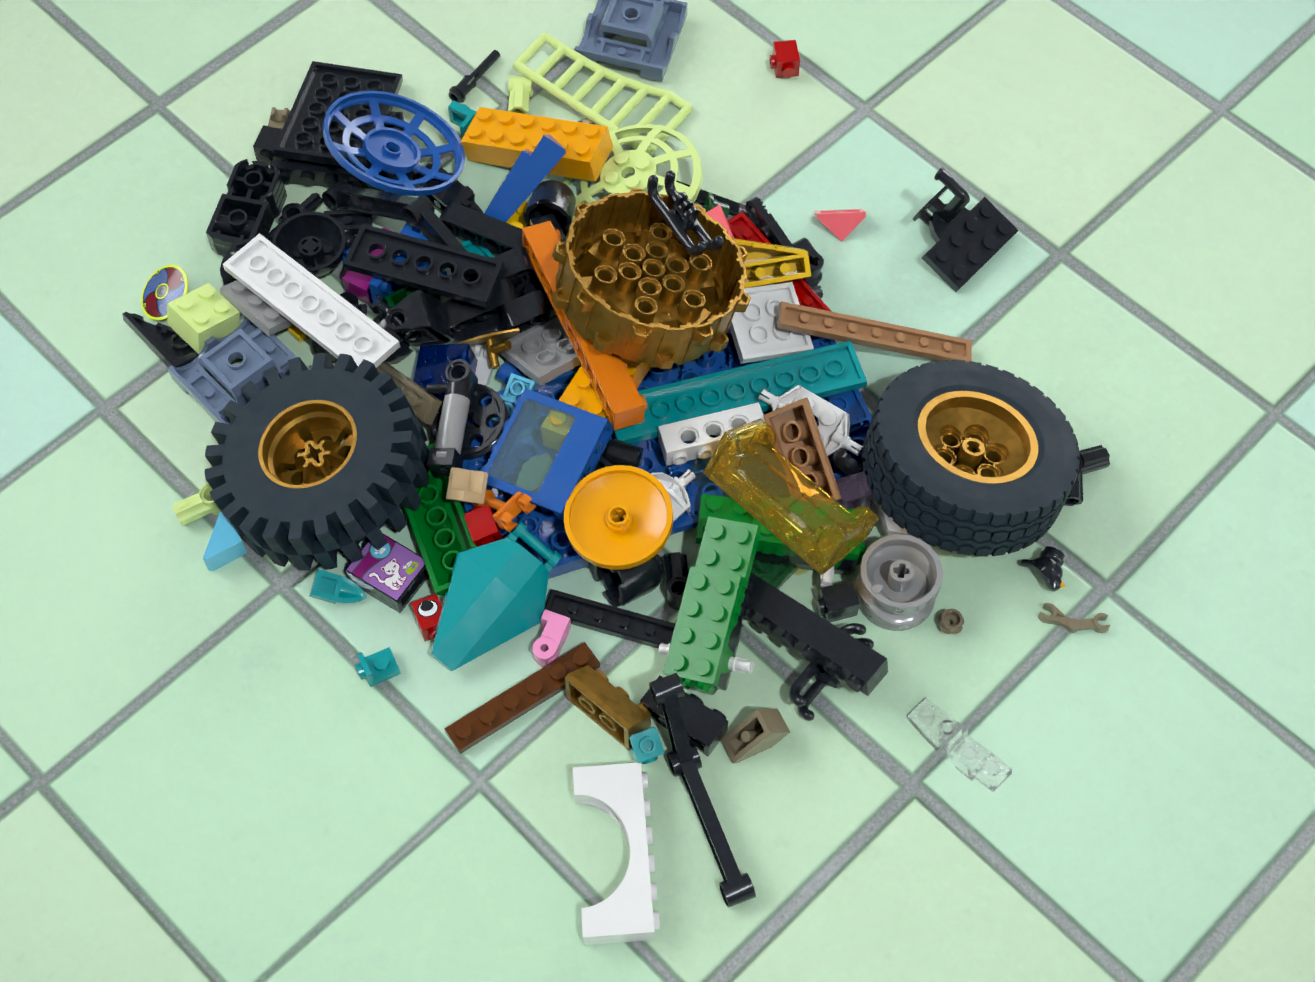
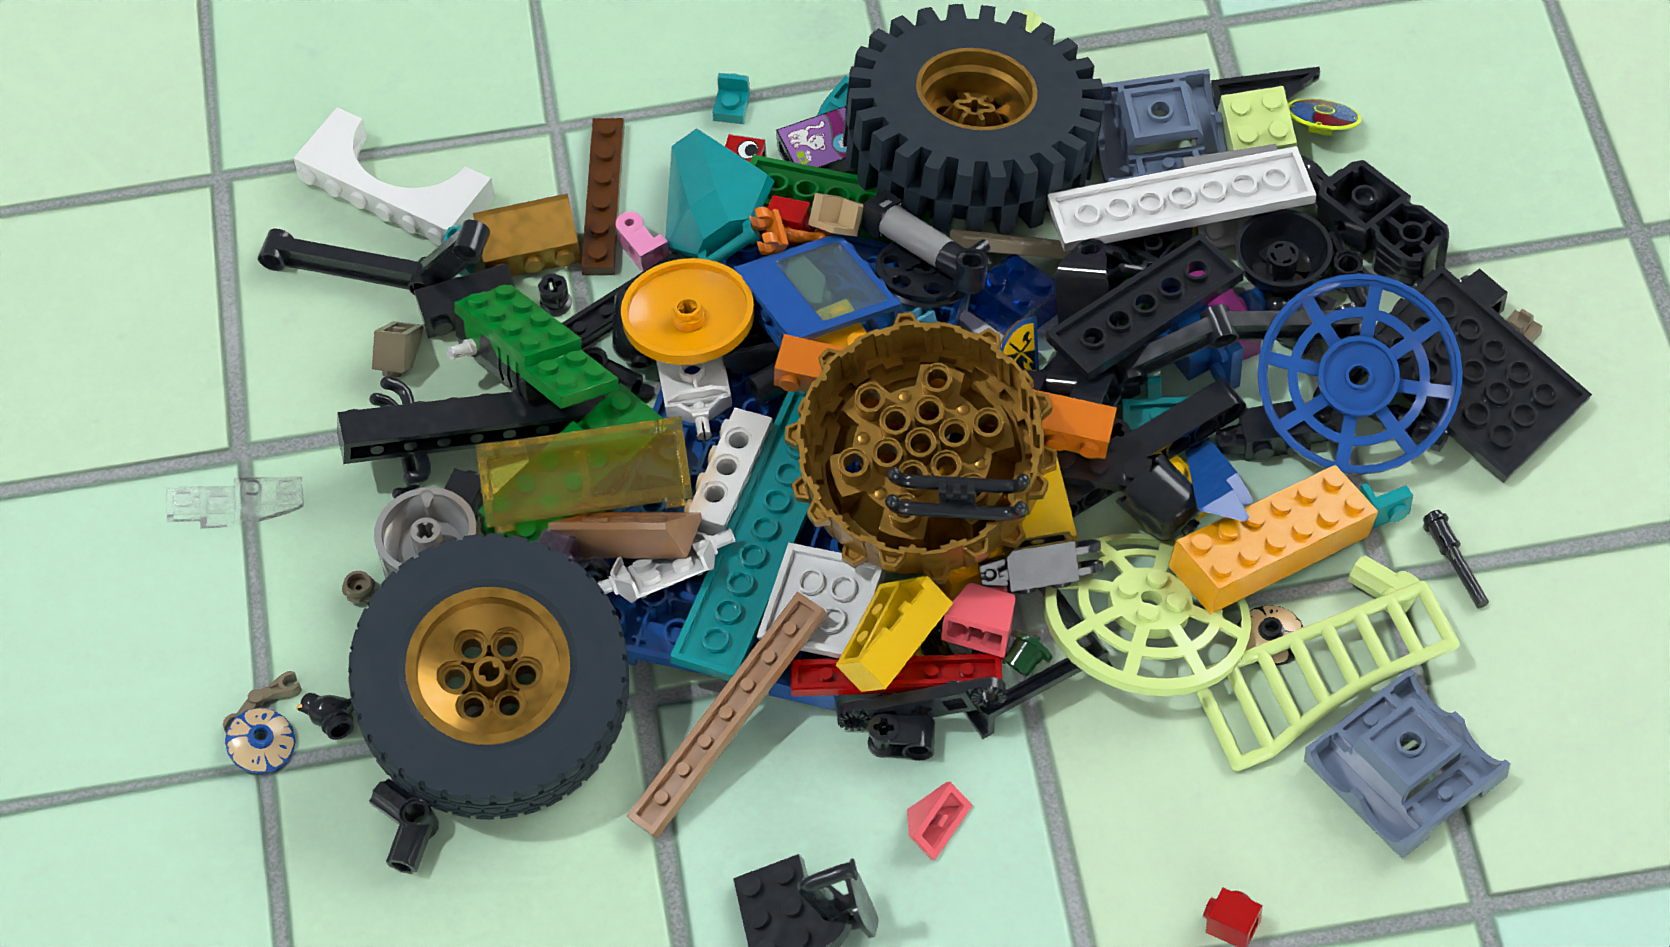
camera: 130 degrees right, 5 degrees down
(640, 669) = (559, 292): none -> black bush
(1098, 598) = (260, 755): none -> tan dish

